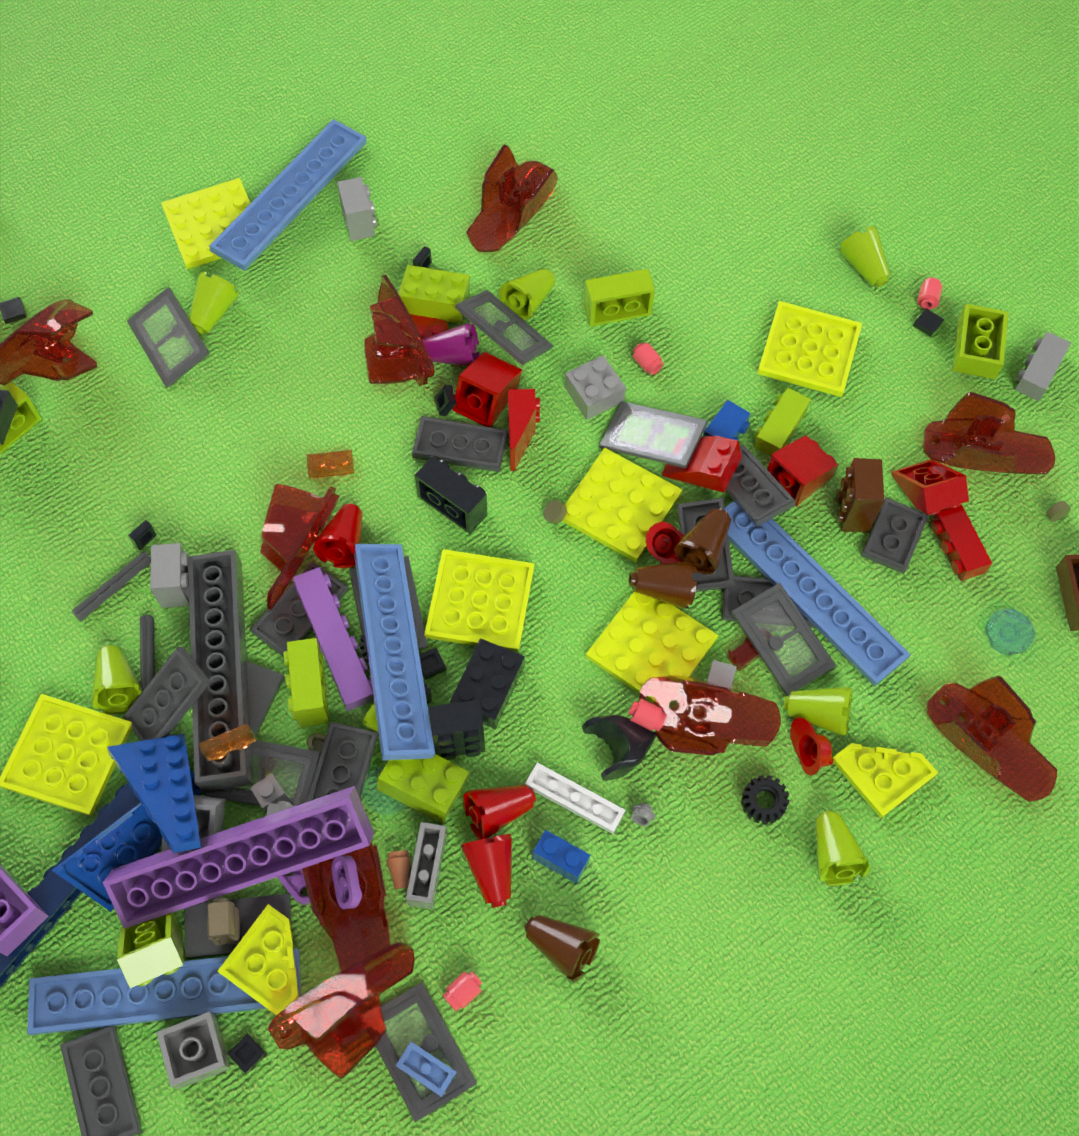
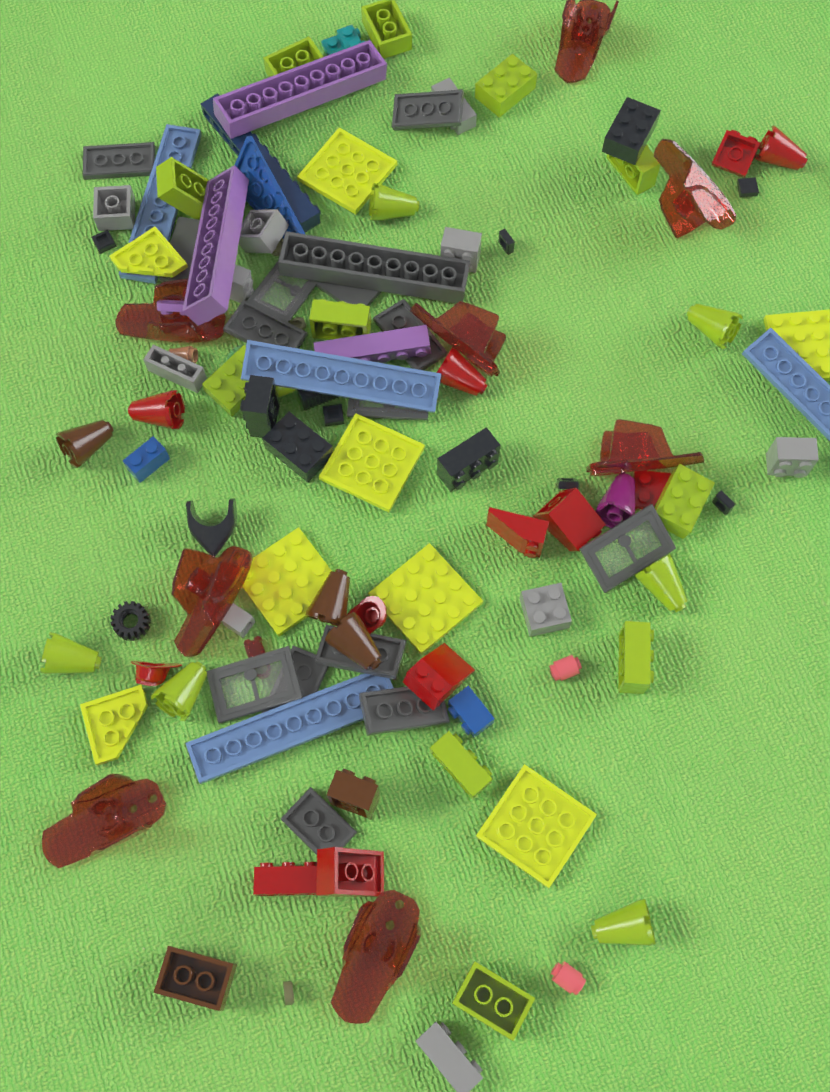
camera: 110 degrees right, 5 degrees up
(111, 586) = (471, 217): dark grey axle -> none
(147, 650) = (402, 230): dark grey axle -> none
(162, 783) = (294, 211): blue wing -> none
(167, 697) = (358, 228): dark grey tile -> none
(168, 337) = (689, 288): clear door -> none
(223, 922) = (182, 233): dark tan brick -> none
(224, 743) = (302, 257): clear orange plate -> none
(269, 791) = (263, 280): light grey brick -> none
(330, 464) = (533, 385): clear orange plate -> none
(344, 1014) = (95, 293): clear red piece -> none
(417, 1020) = (60, 340): dark grey door -> none
(426, 1069) = (43, 337): medium blue plate -> none
(460, 443) = (525, 483): dark grey tile -> none
(462, 990) = (83, 372): coral brick -> none
(496, 807) = (198, 425): red cone -> none
(509, 199) = (779, 598): clear red piece -> none
(554, 512) = (432, 541): olive tile -> none
(575, 798) = (187, 484): white plate -> none
(642, 814) = (156, 528): light grey plate -> none
(647, 715) = (223, 547): coral brick -> none
(653, 434) = (480, 644): clear door -> none
(802, 468) = (406, 761): red slope -> none
(928, 322) = (536, 963): black tile -> none
(1010, 631) = (192, 889): clear light blue tile -> none

